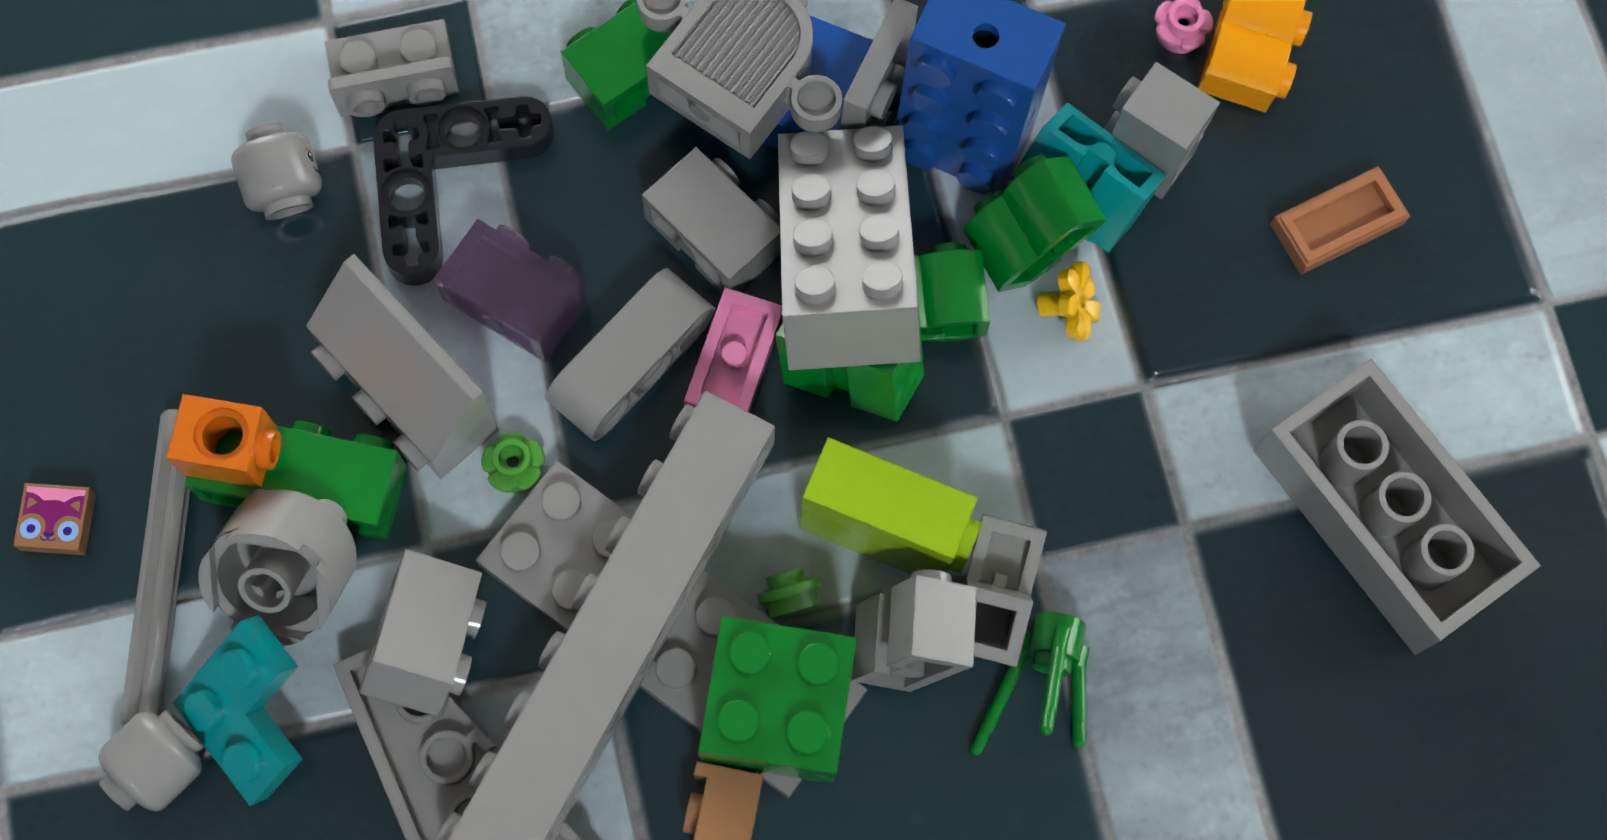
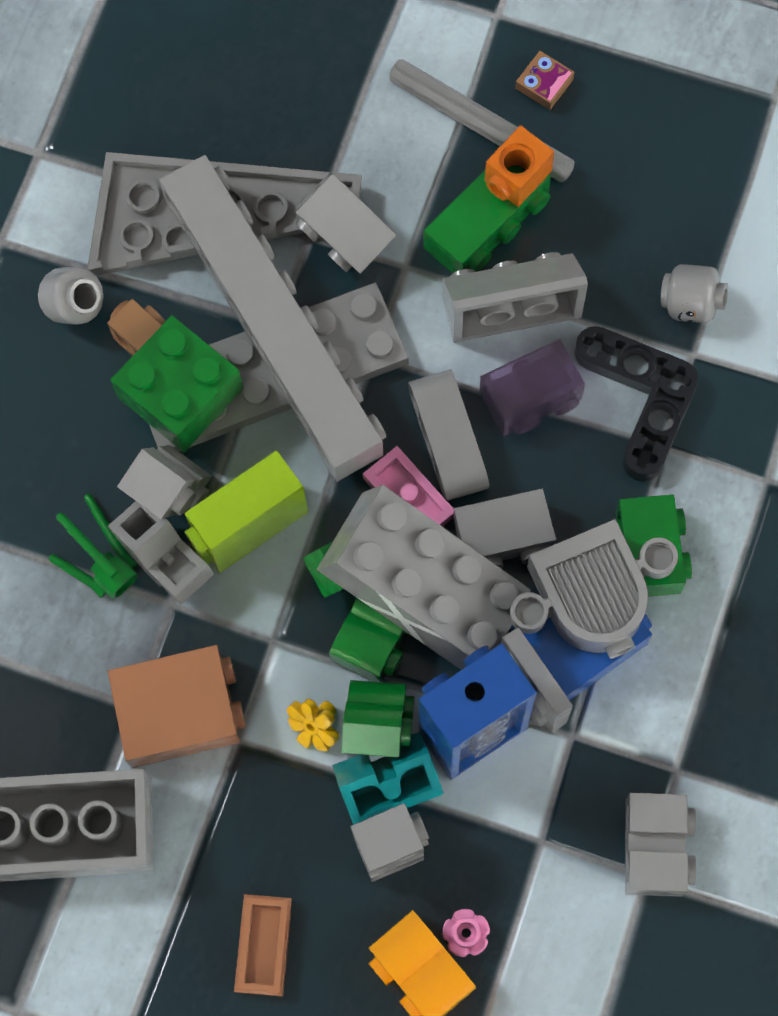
camera: 130 degrees right, 0 degrees up
(150, 761) = (368, 62): light grey head -> none
(228, 711) = (375, 113): teal plate -> none
(280, 561) = (431, 168): light grey brick -> none
(391, 68) = (734, 400): light grey bracket -> none
(515, 478) = (419, 345): bright green plate -> none
(789, 592) = (243, 441): bright green plate -> none
(1160, 464) = (176, 706): none -> nougat brick

